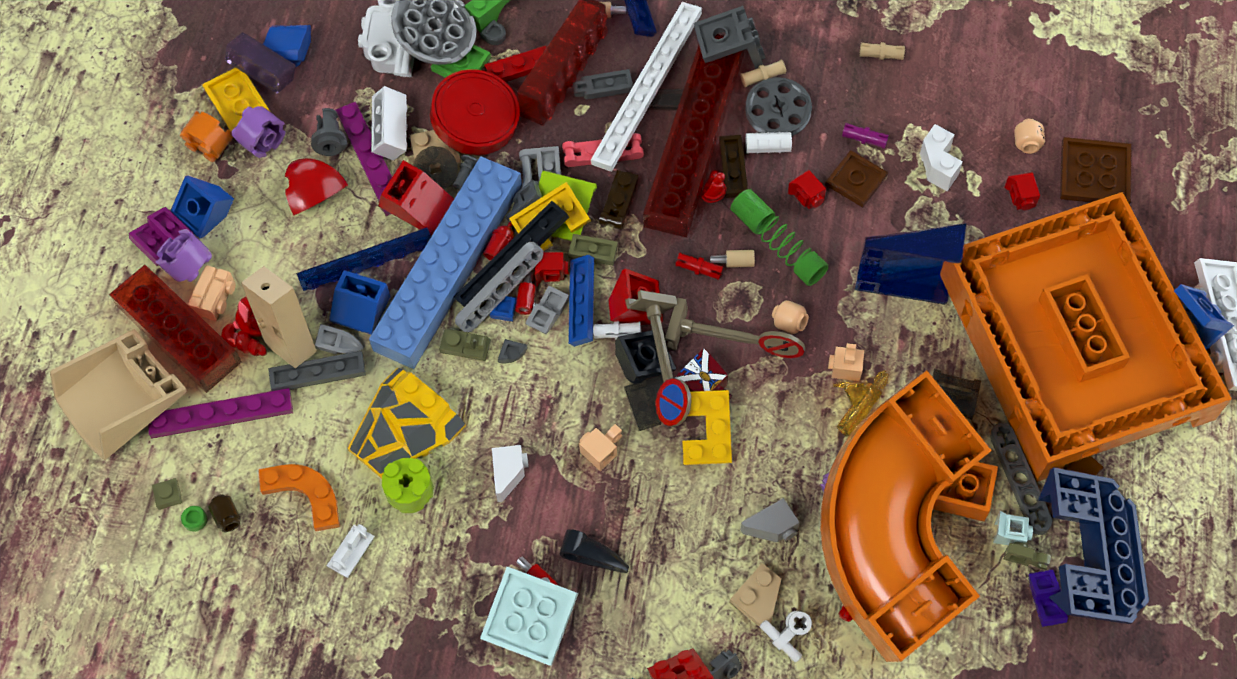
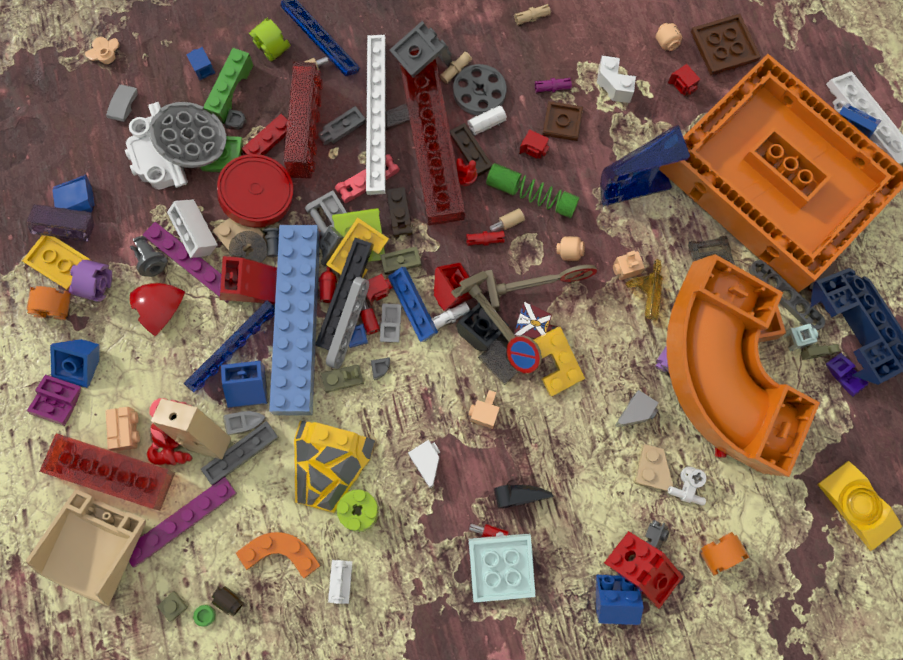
camera: 30 degrees left, 10 degrees up
(183, 256) = (83, 411): medium lavender brick -> none

